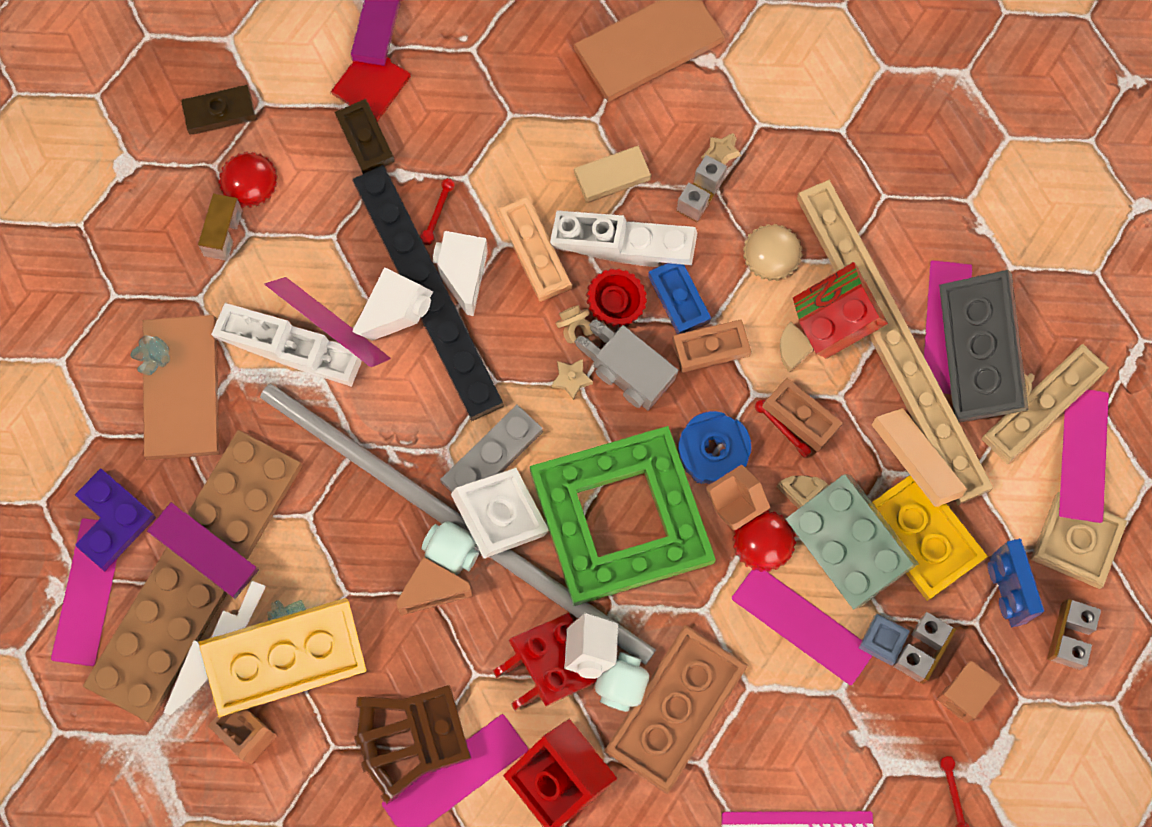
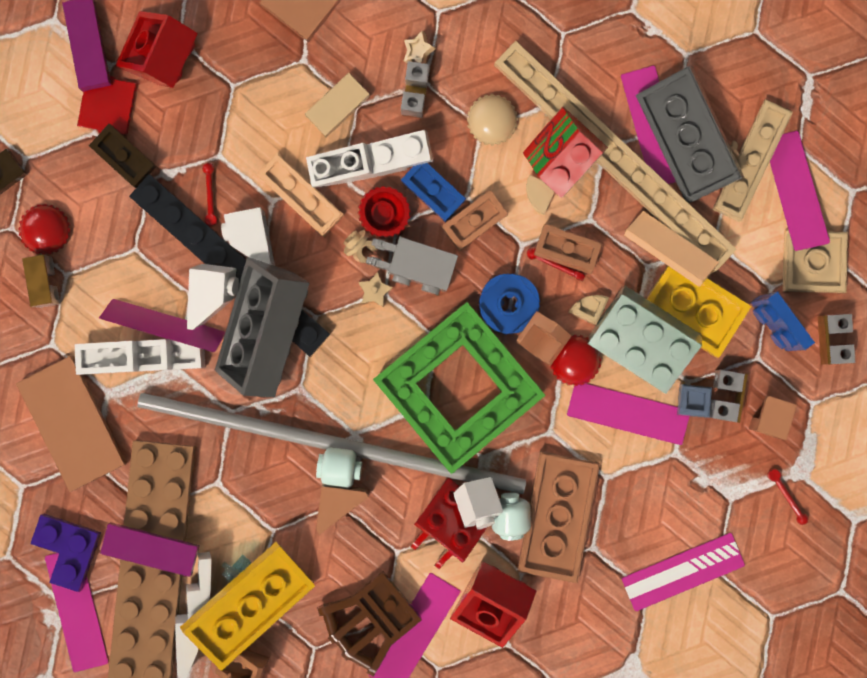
camera: 20 degrees left, 15 degrees up
(153, 352) = (36, 408): clear light blue plate -> none
(432, 362) = (261, 328): none -> dark grey slope
(449, 48) = (157, 48): none -> red slope
(495, 450) = (338, 379): light grey plate -> none
(499, 512) = (364, 425): white plate -> none

